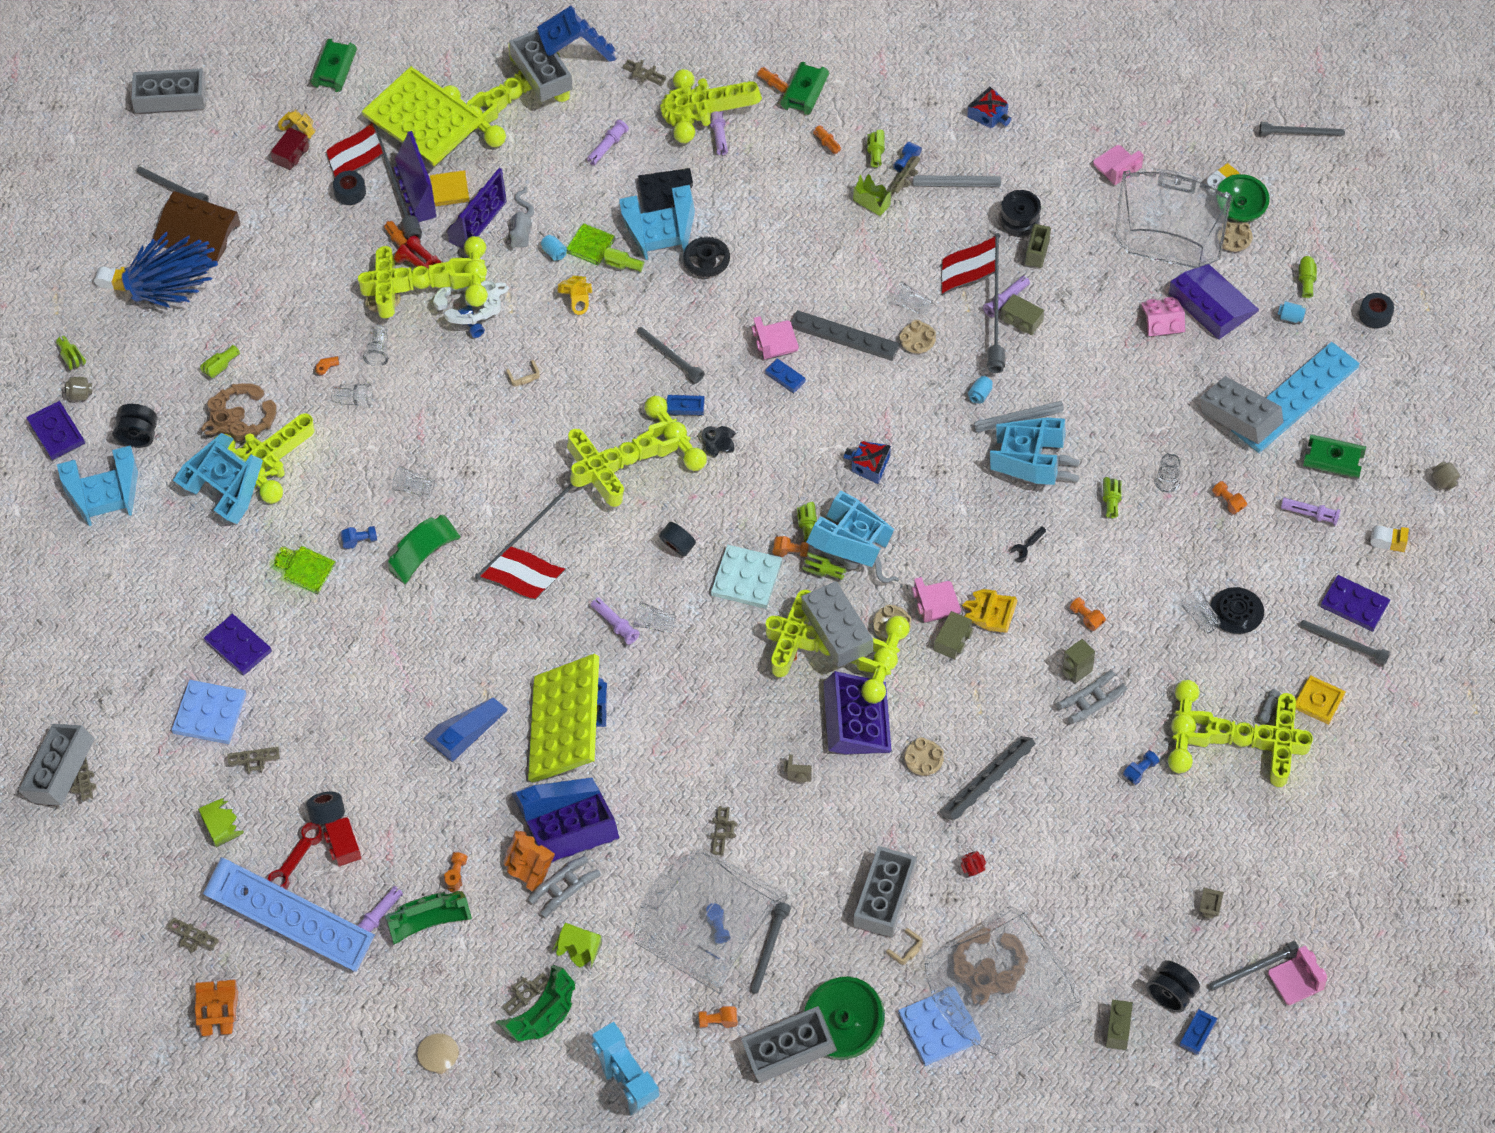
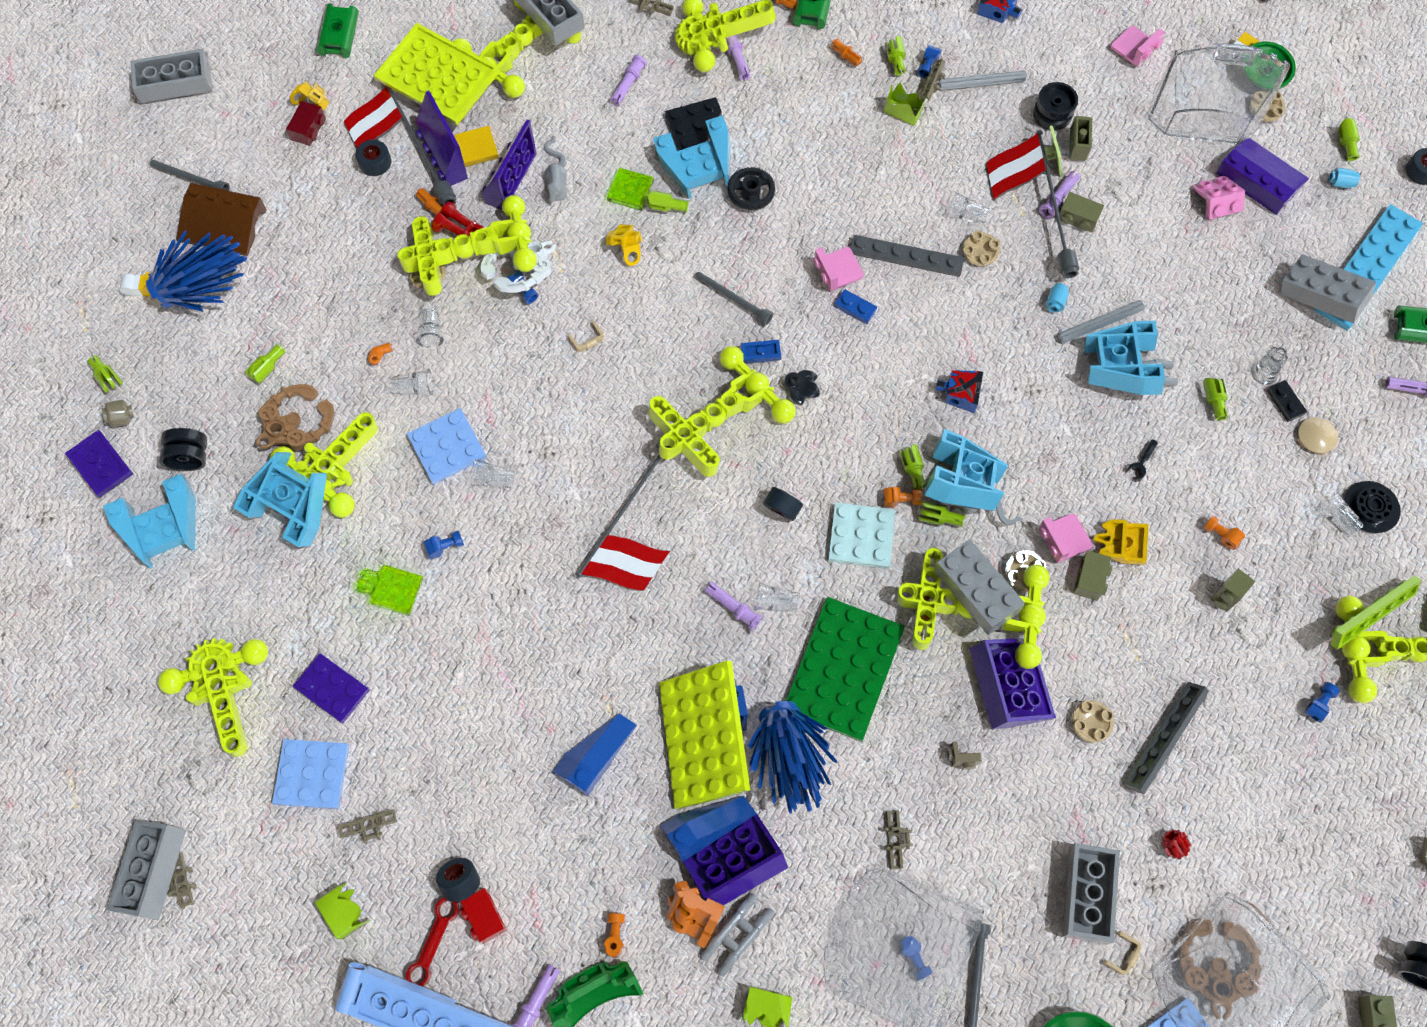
camera: 10 degrees left, 10 degrees up
(127, 621) = (173, 681): none -> neon yellow piece
(375, 453) = (446, 446): none -> light blue plate
(419, 545) = (512, 548): green windscreen -> none
(553, 247) = (594, 197): medium azure brick -> none
(637, 729) = (790, 754): none -> blue plant
(705, 686) = (845, 668): none -> green plate
(1007, 255) = (1053, 151): none -> yellowish green piece
(1095, 688) = (1263, 628): light grey piece -> none
(1180, 508) = (1286, 401): none -> black plate
(1202, 542) = (1317, 435): none -> tan dish
(1206, 694) = (1379, 609): none -> lime plate
(1235, 502) = (1340, 388): orange leg -> none

